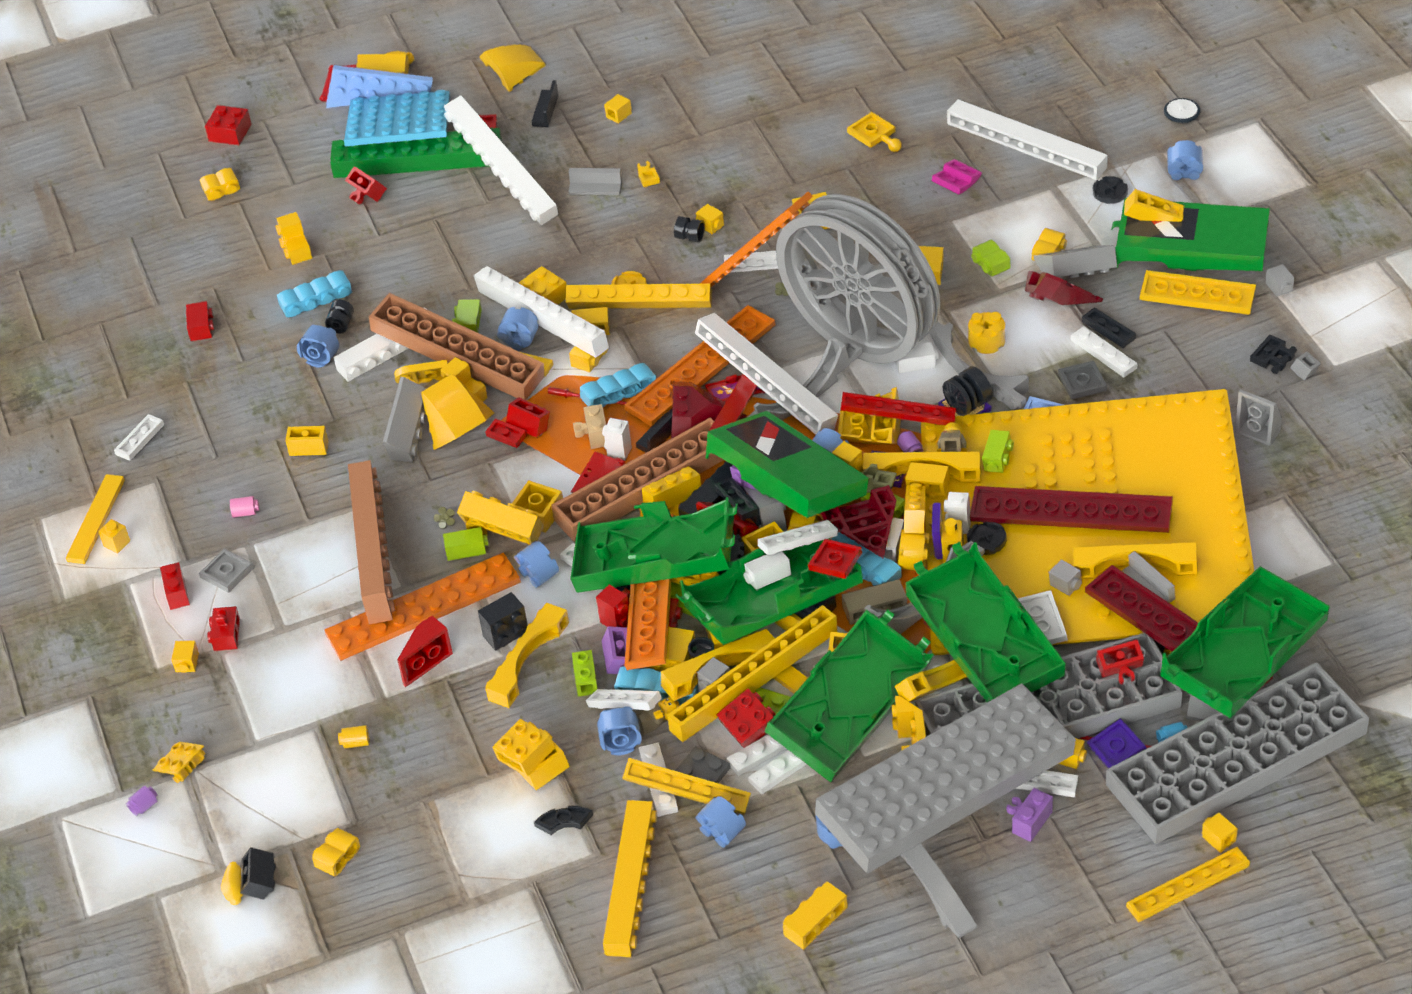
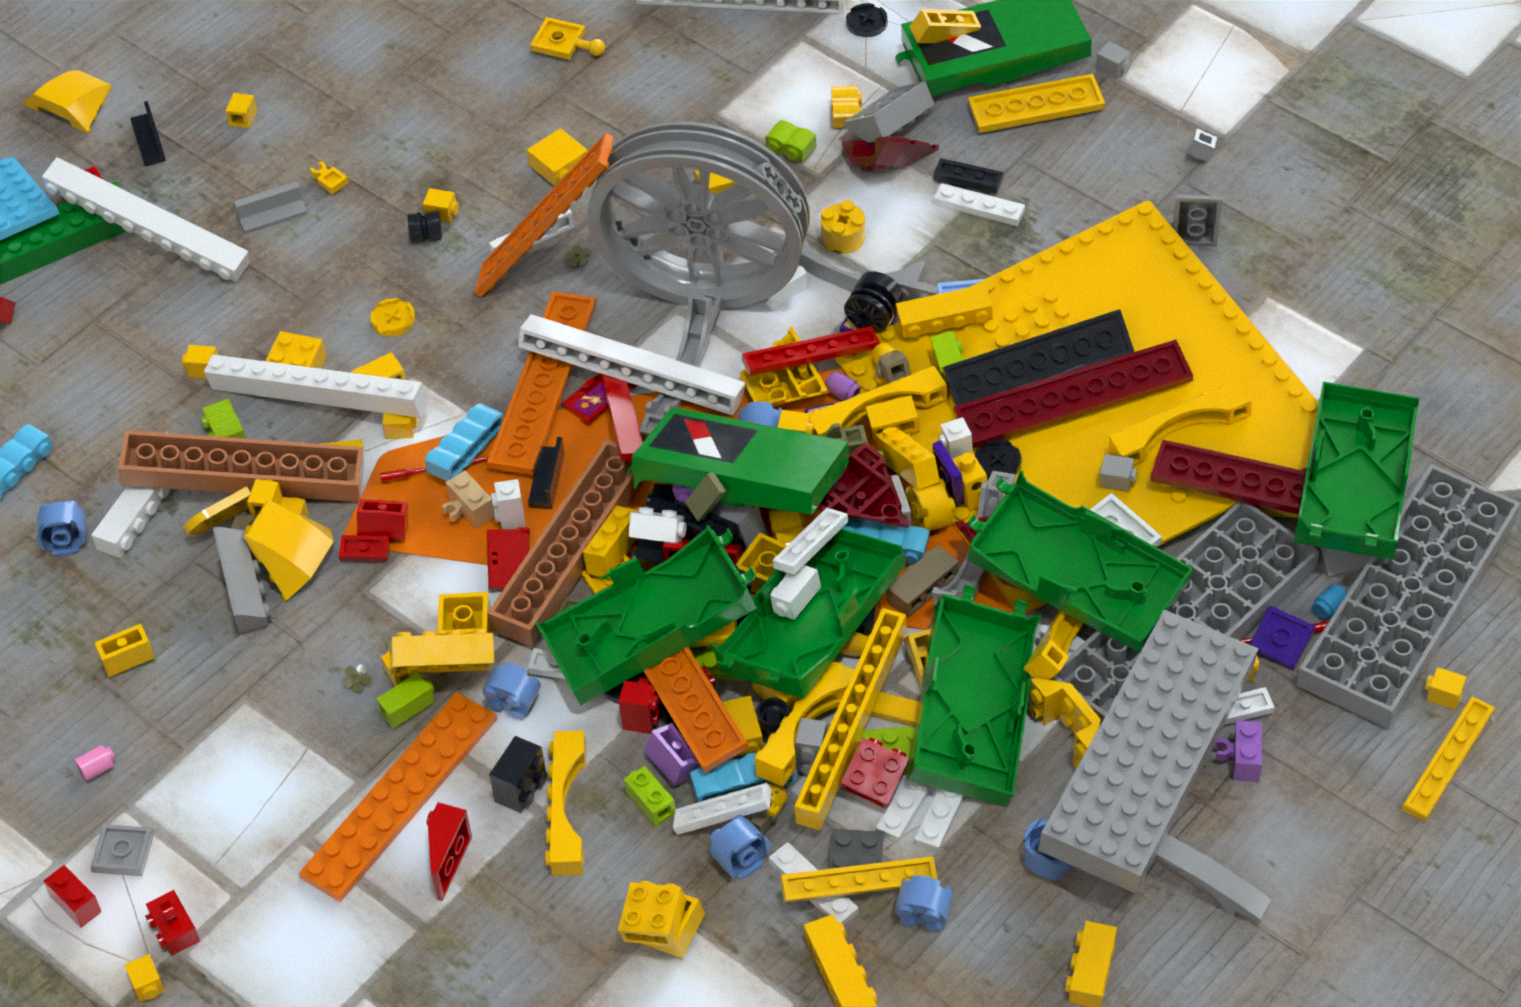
camera: 30 degrees left, 5 degrees up
(339, 316) = (61, 481): black wheel -> none
(354, 737) = (425, 987): yellow brick -> none
(370, 542) = (295, 743): nougat brick -> none
(477, 264) = (197, 359): none -> yellow brick
(518, 328) = (299, 416): medium blue brick -> none
(563, 818) = (734, 977): black tile -> none
(639, 296) = (418, 326): yellow brick -> none
(692, 407) = (574, 436): dark red wedge -> none
(701, 488) = (657, 526): none -> white brick
(743, 478) = (705, 496): none -> olive tile
(835, 558) = (871, 549): red plate -> none
(956, 176) = (689, 61): dark pink slope -> none
(1015, 416) = (944, 311): none -> yellow brick
(1060, 472) = (1039, 358): none -> black plate
(1082, 380) = (979, 244): dark grey plate -> none
(1120, 660) = (1243, 542): red brick -> none
(1149, 577) = (1207, 437): light grey panel -> none
(1268, 351) = (1151, 144): black plate -> none

